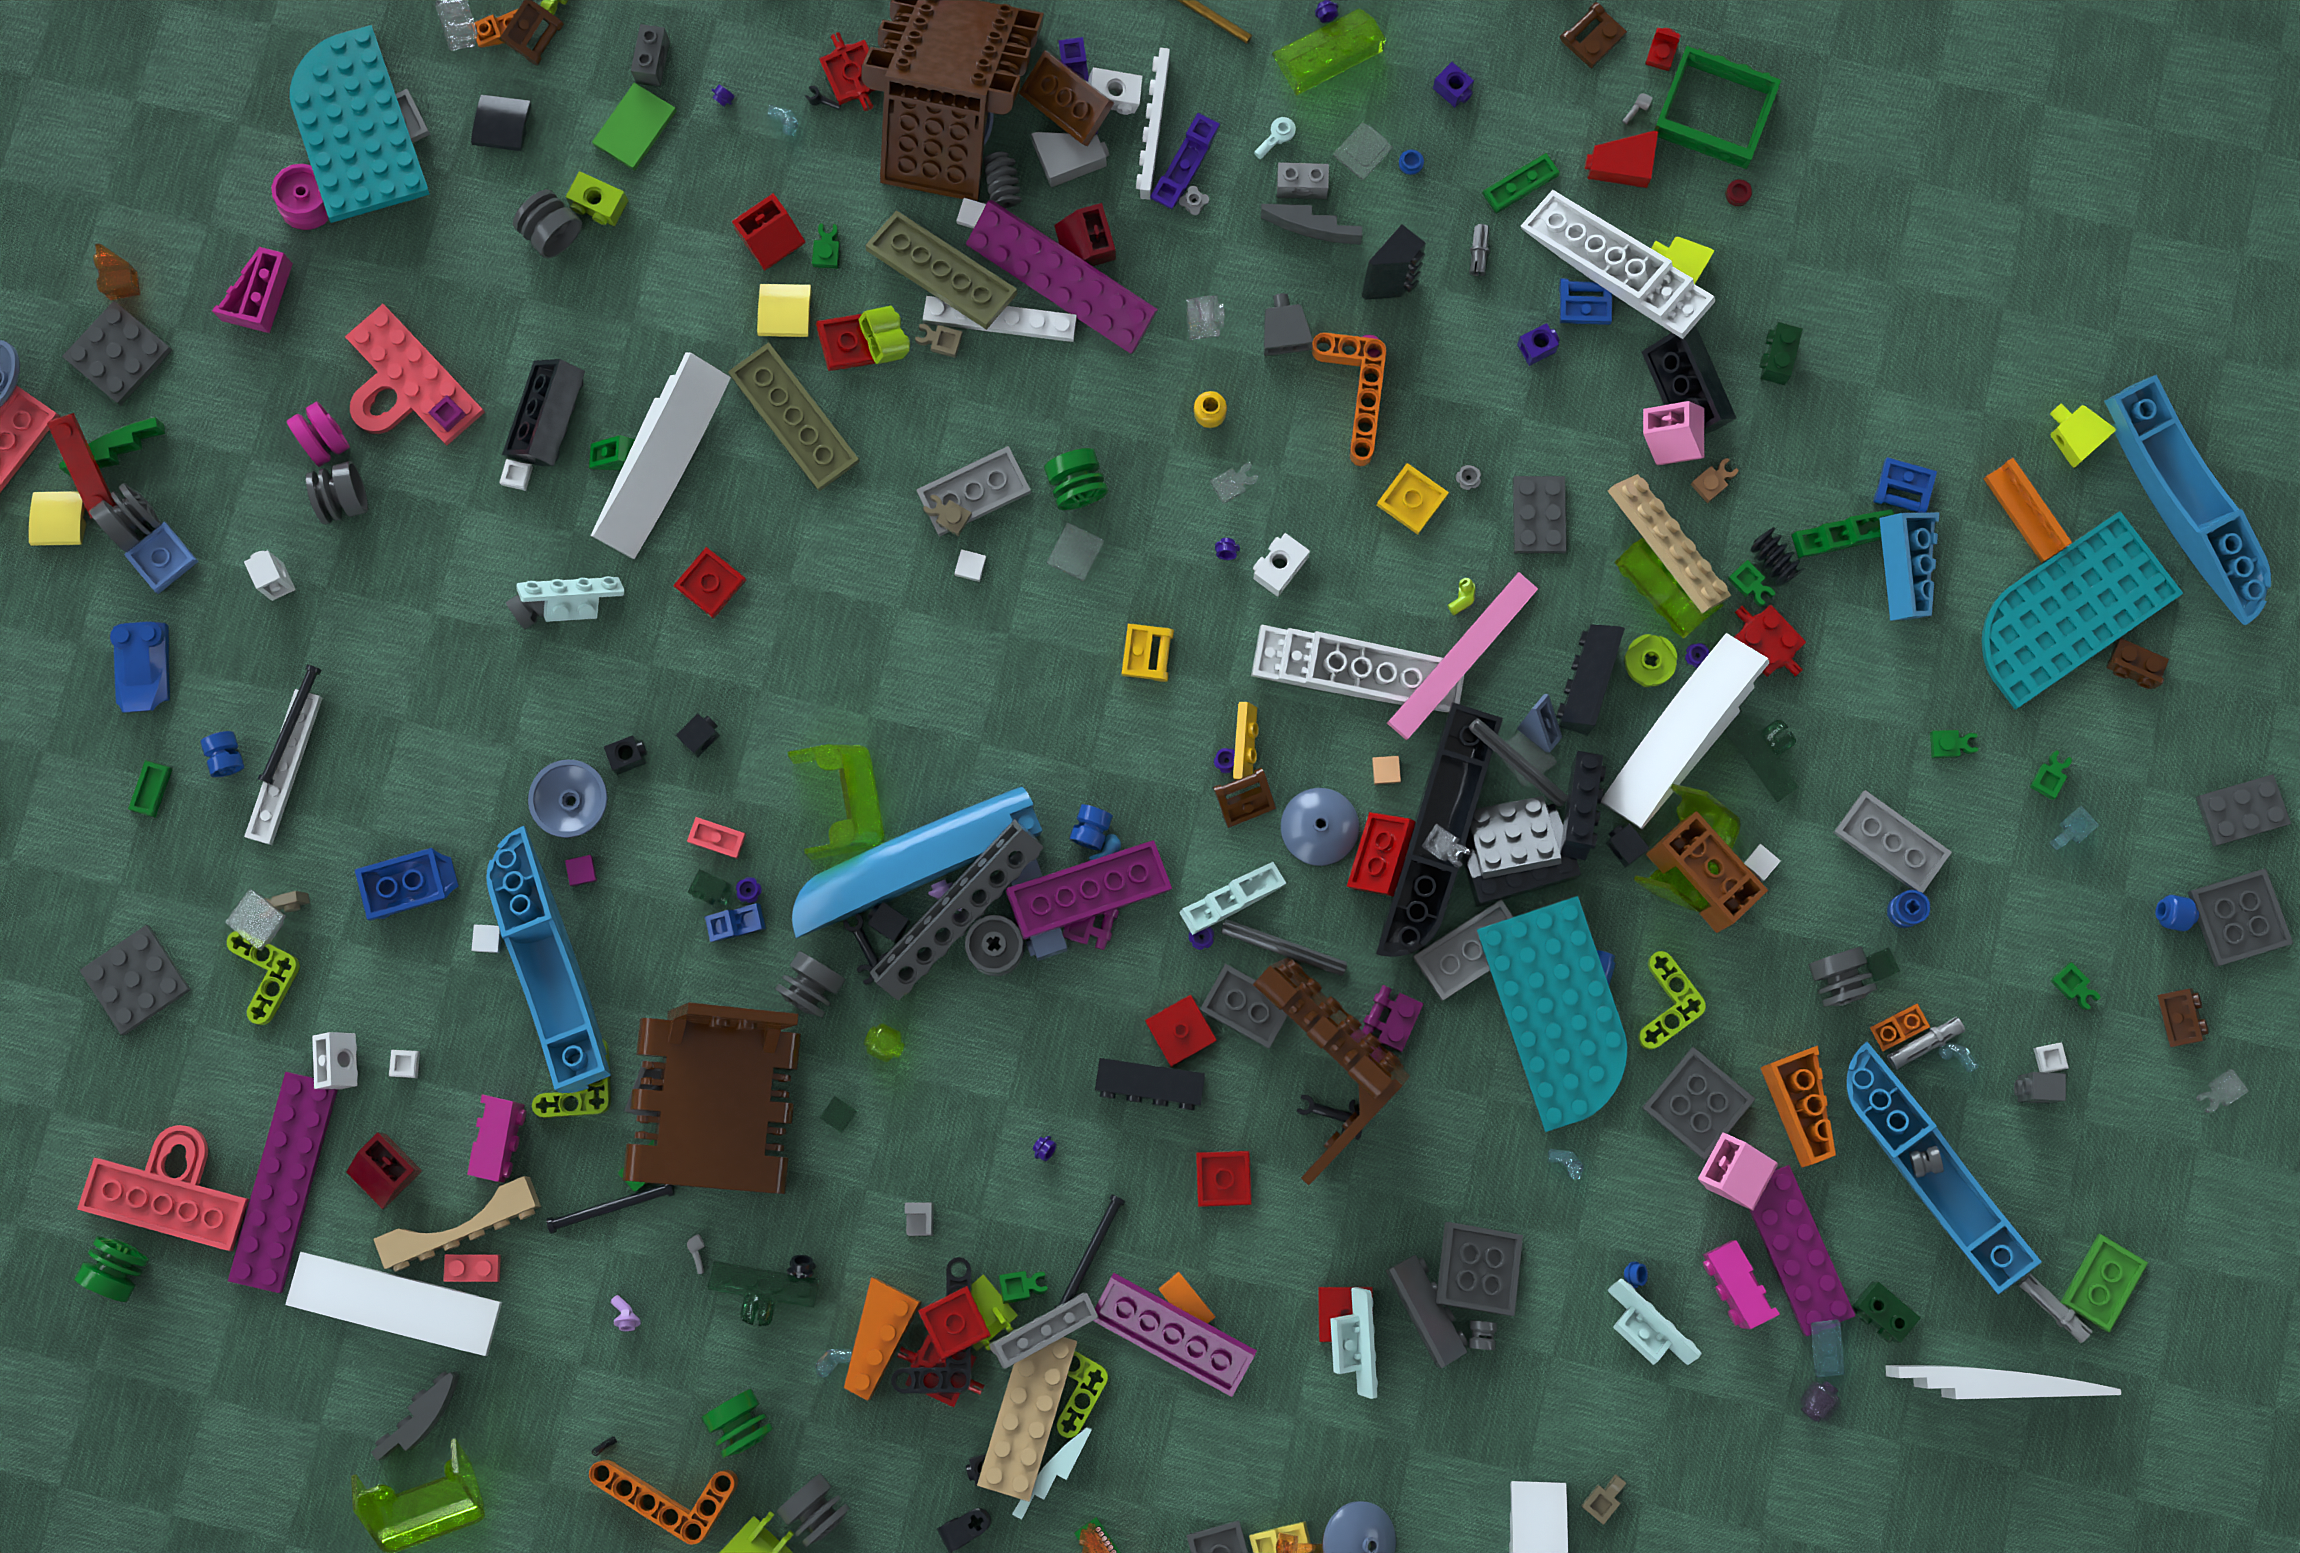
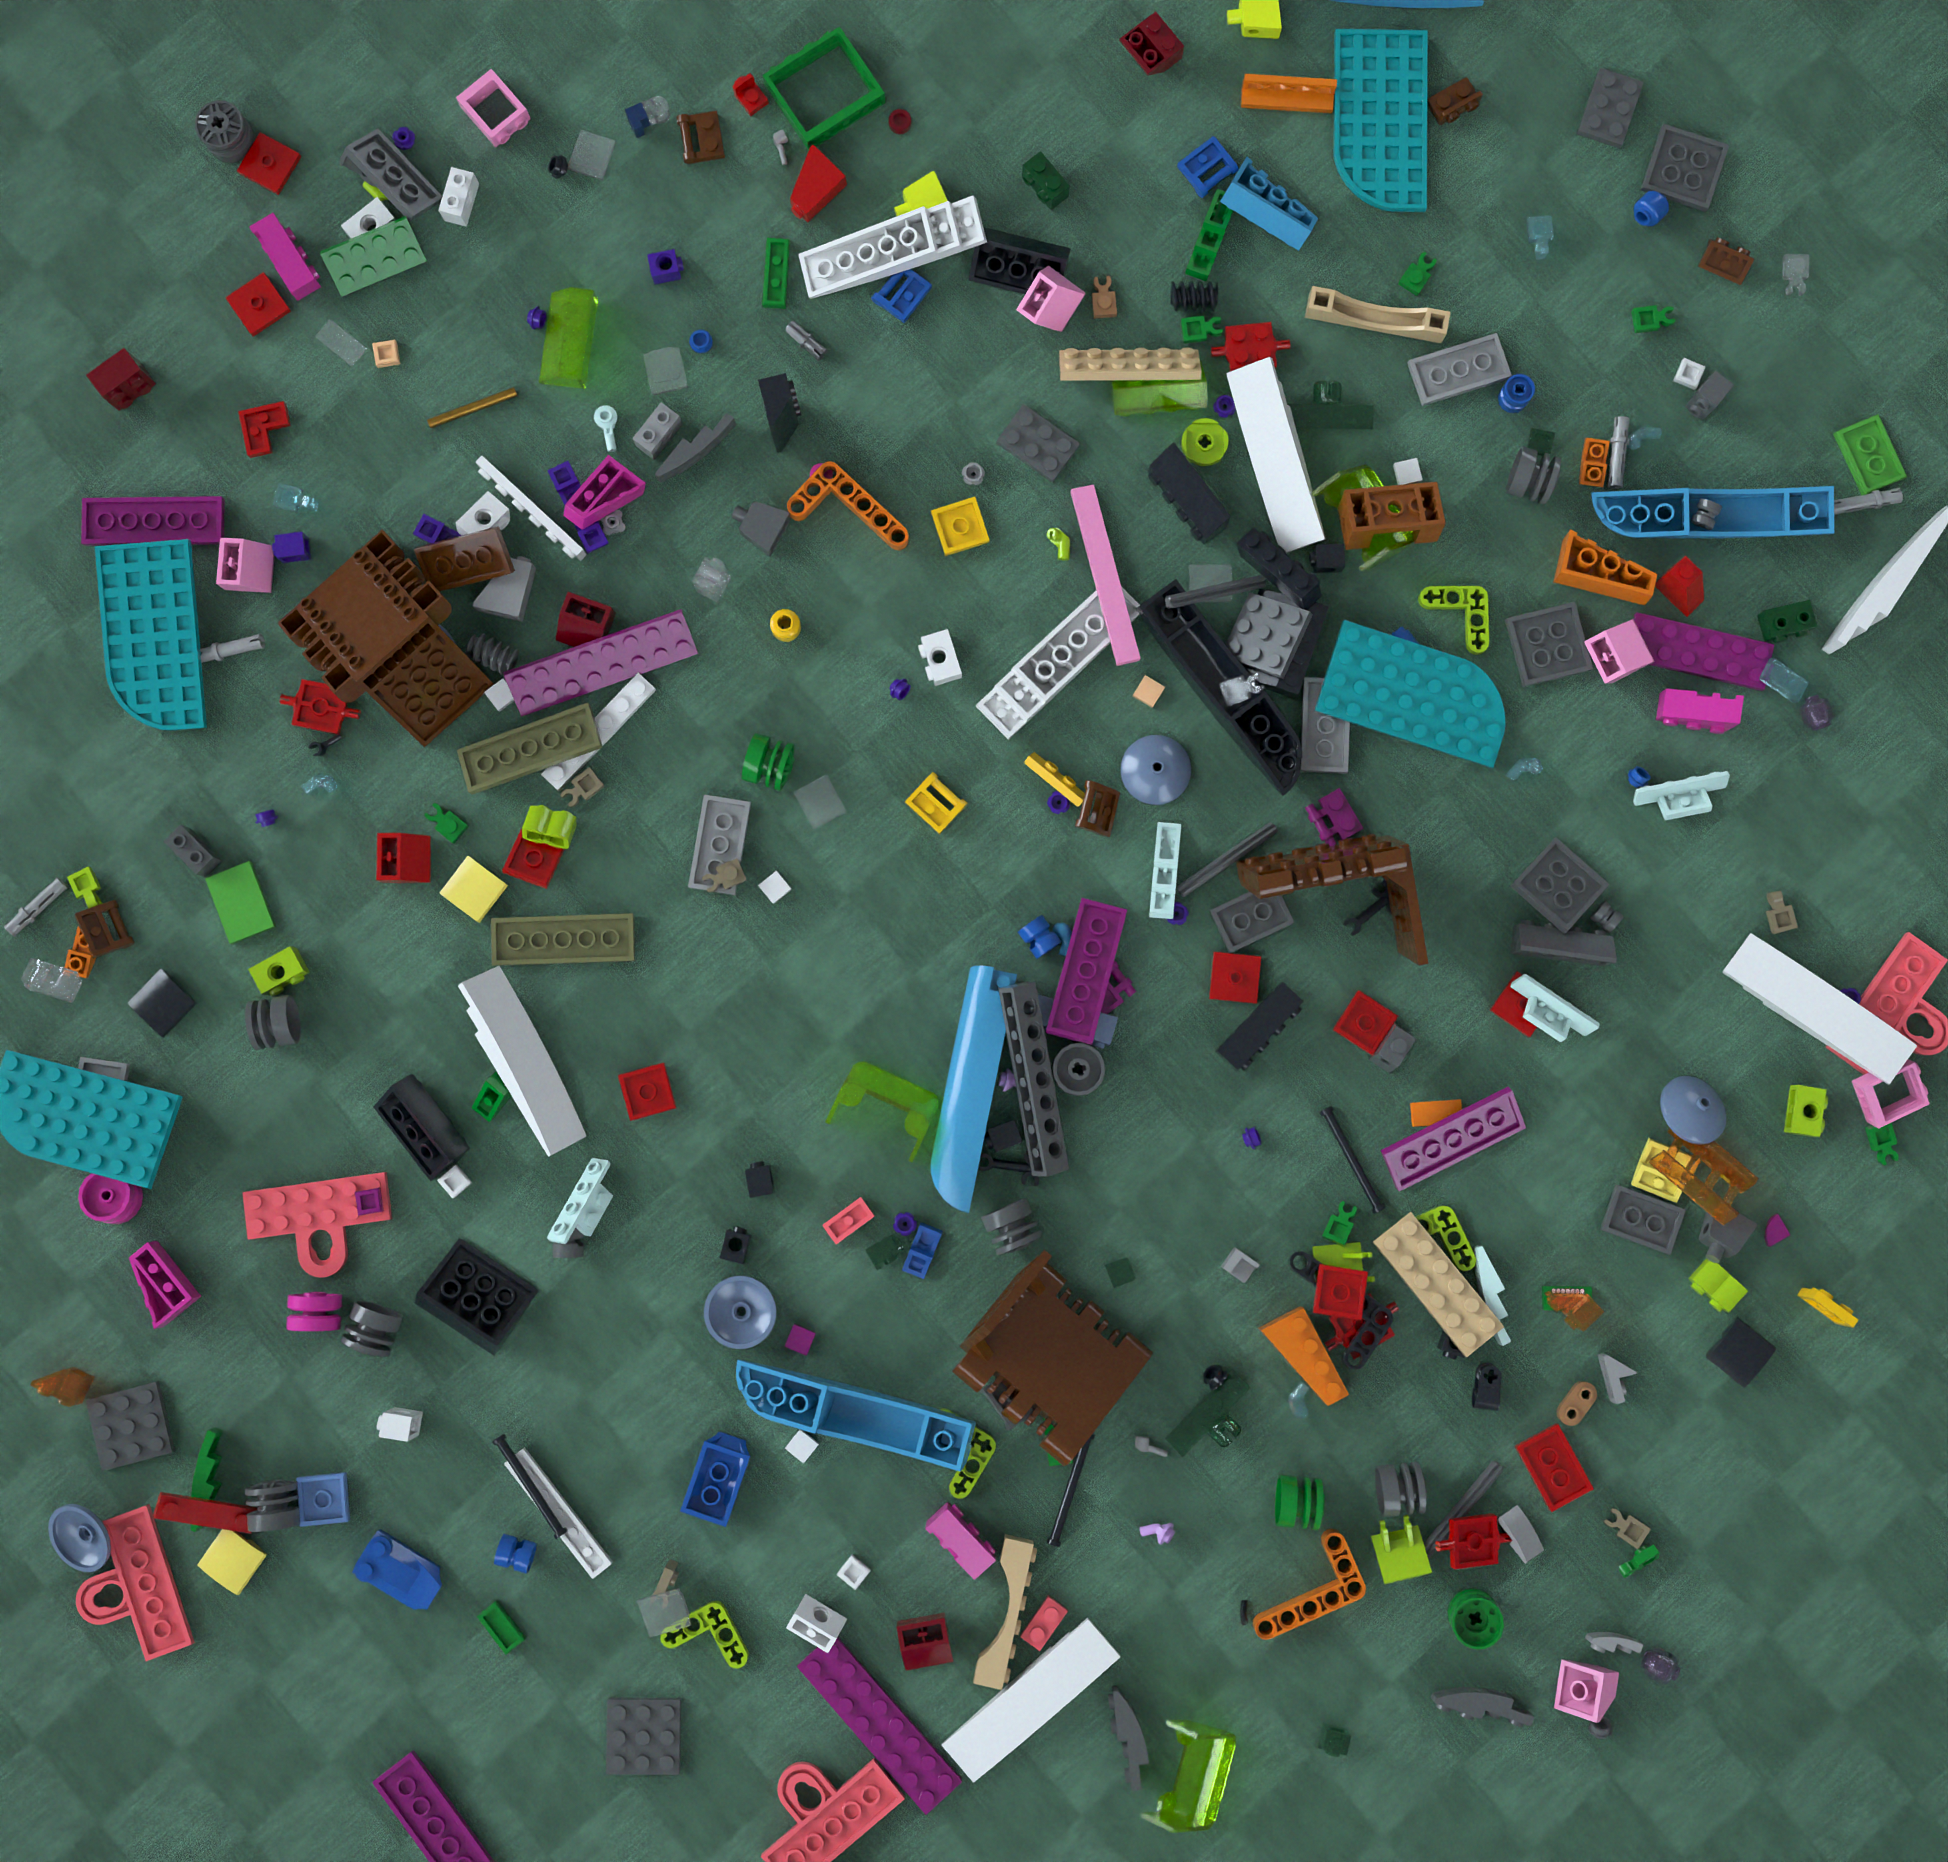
camera: 55 degrees left, 5 degrees up
(426, 562) = (476, 1296): none -> black slope
(884, 1042) = (1091, 1201): clear neon green head -> none
(1044, 1330) = (1388, 1230): light grey hinge -> none
(1211, 172) = (603, 493): none -> dark pink wedge
(1218, 1219) = (1393, 1048): none -> dark grey torso
(1230, 484) = (852, 650): clear plate -> none
(1381, 854) = (1210, 739): red plate -> none
(1534, 353) = (910, 359): dark purple brick -> none
(1541, 725) = (1197, 555): sand blue slope -> none
(1843, 1189) = (1683, 585): none -> red slope
(1866, 699) = (1415, 323): none -> tan arch
(1976, 360) = (1153, 45): none -> dark red slope
(2049, 778) = (1493, 224): green plate -> none

